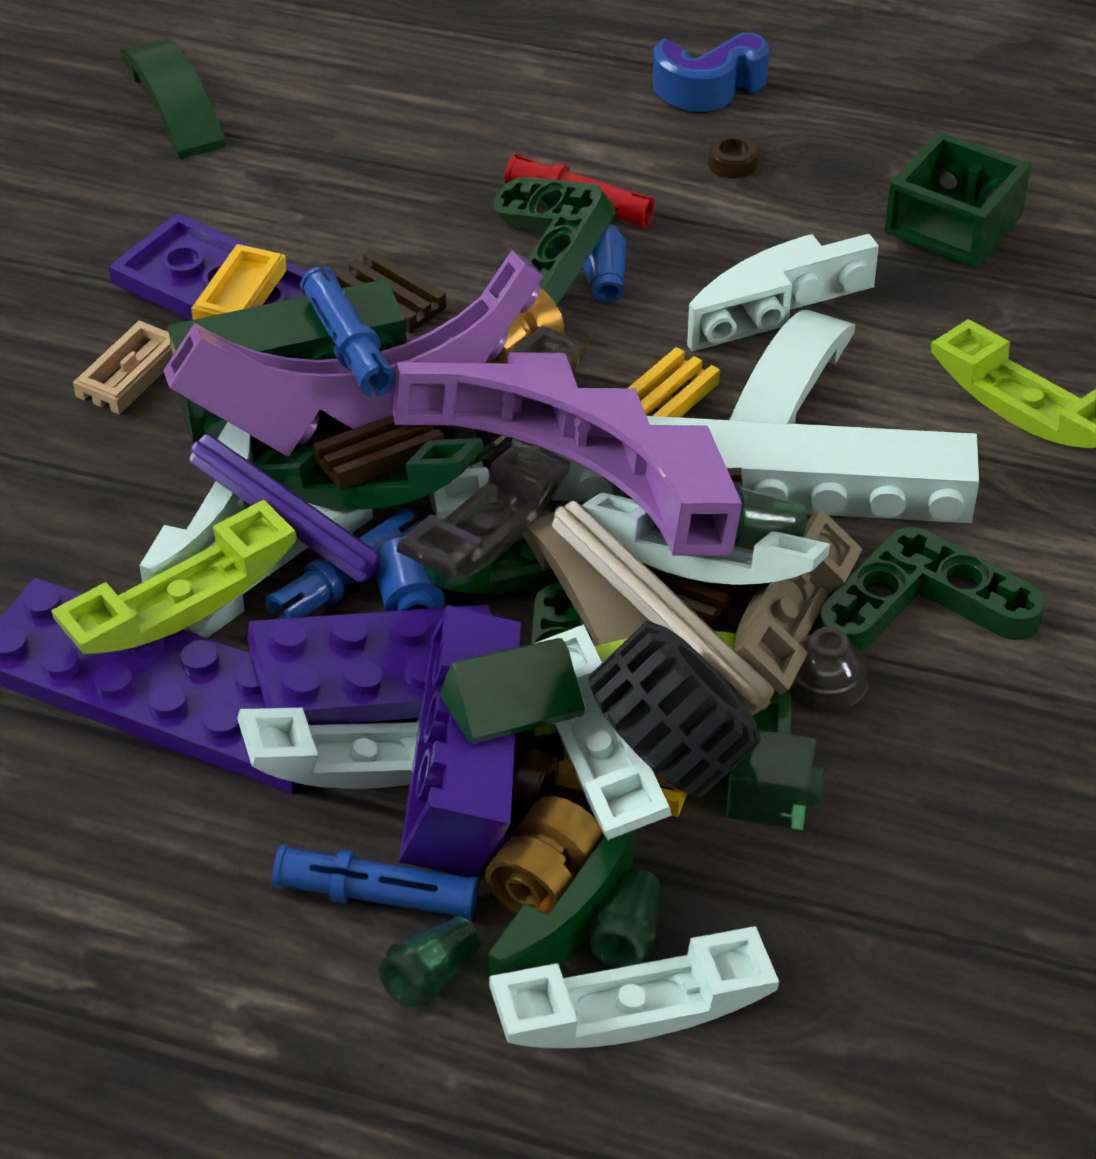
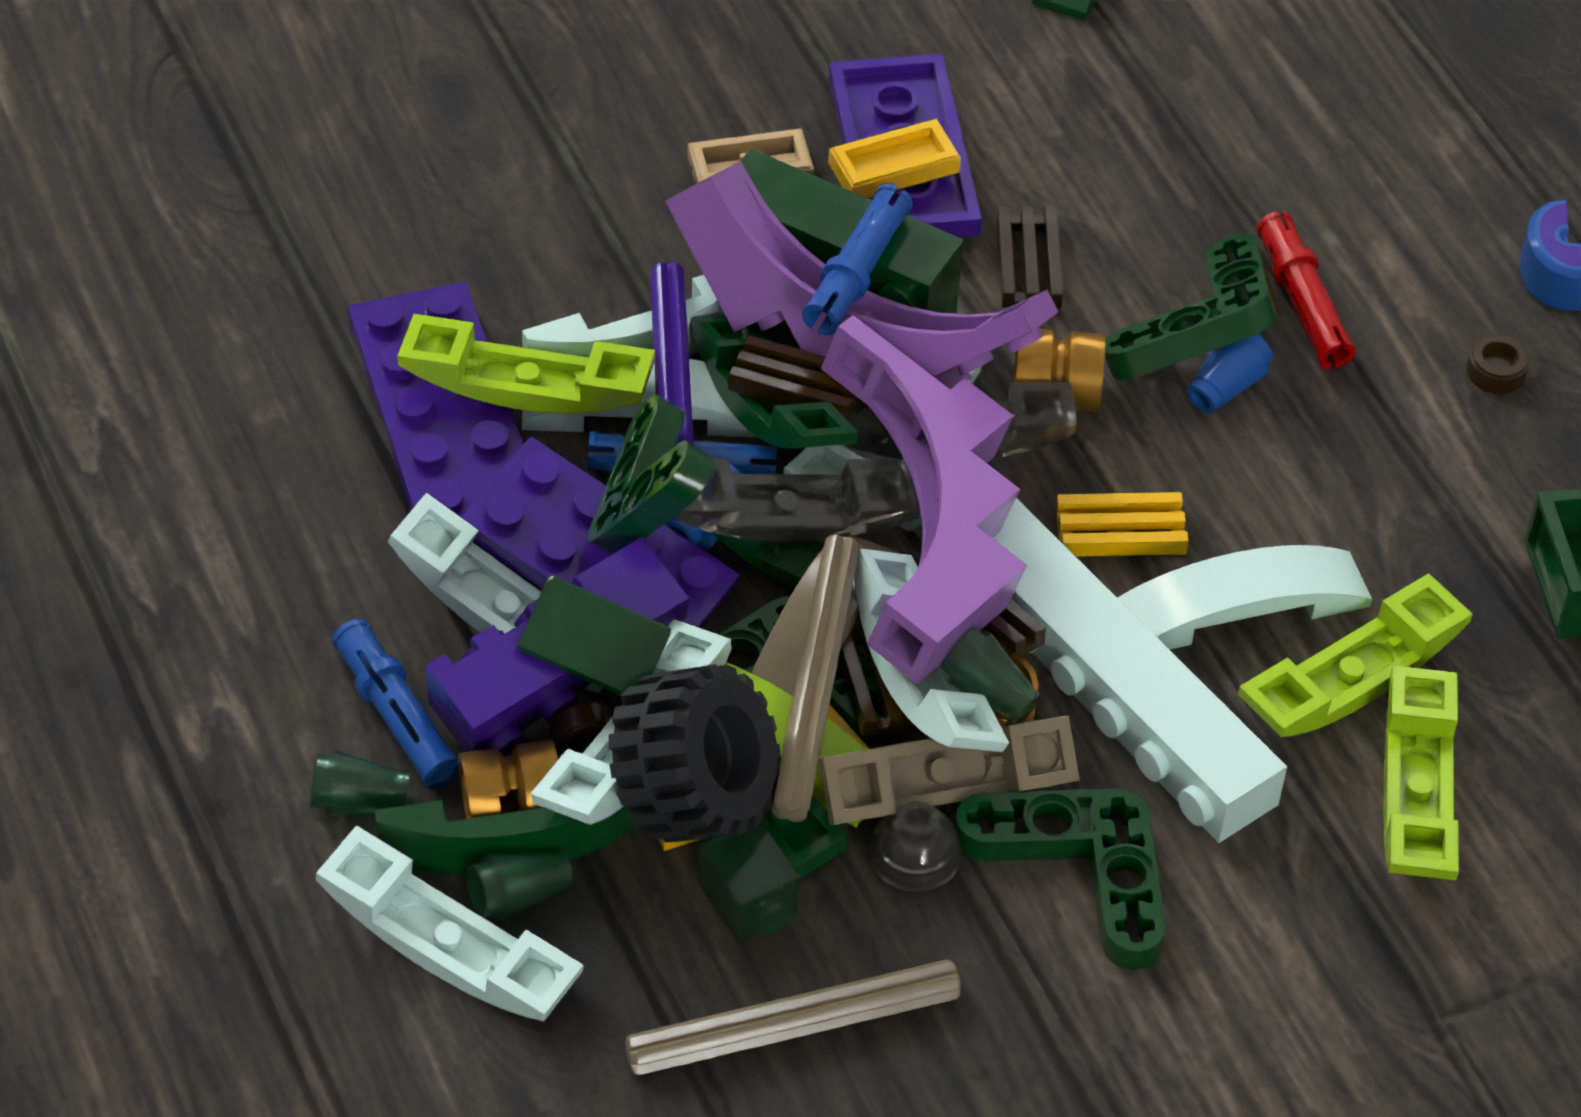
camera: 45 degrees right, 5 degrees up
(400, 606) = (649, 478): none -> dark green beam
(765, 287) = (1323, 500): light aqua slope -> none
(904, 353) = (1358, 667): none -> lime slope
(908, 844) = (792, 1017): none -> dark tan axle

